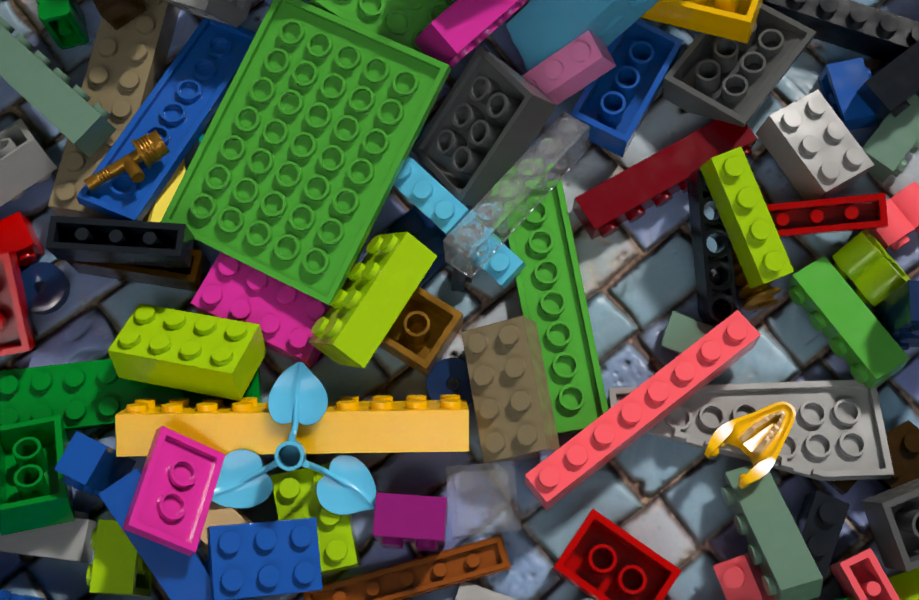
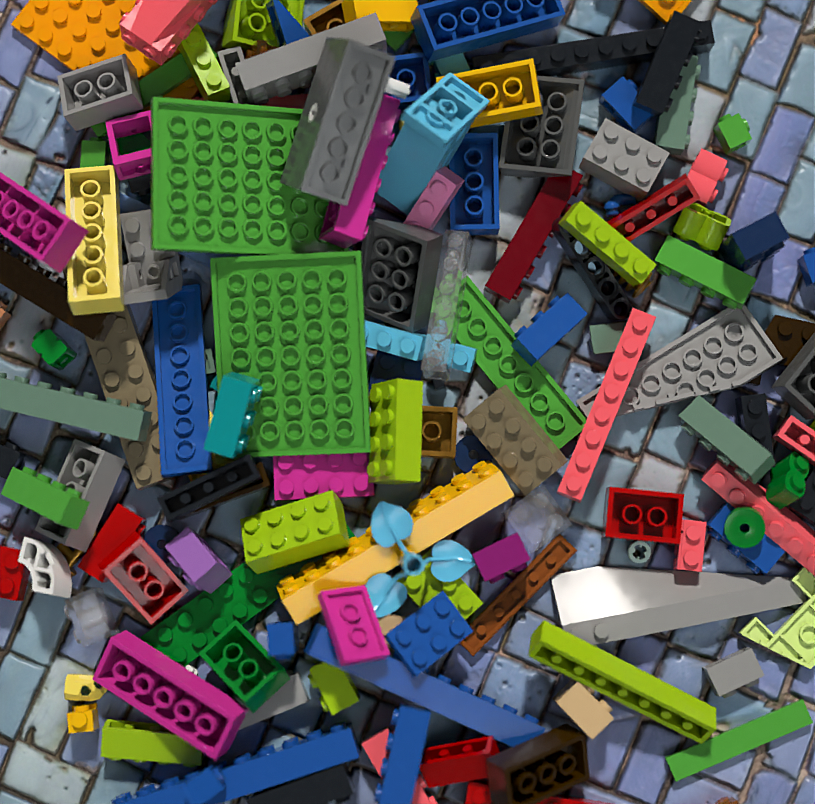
camera: 30 degrees left, 10 degrees up
(60, 322) = (197, 561): none -> medium lavender brick
(149, 149) = (189, 416): pearl gold piece -> none
(194, 170) = (233, 414): none -> teal brick
(622, 286) = (548, 328): none -> blue brick
(758, 436) = (687, 381): yellow animal -> none
(782, 192) = (616, 201): none -> blue arm

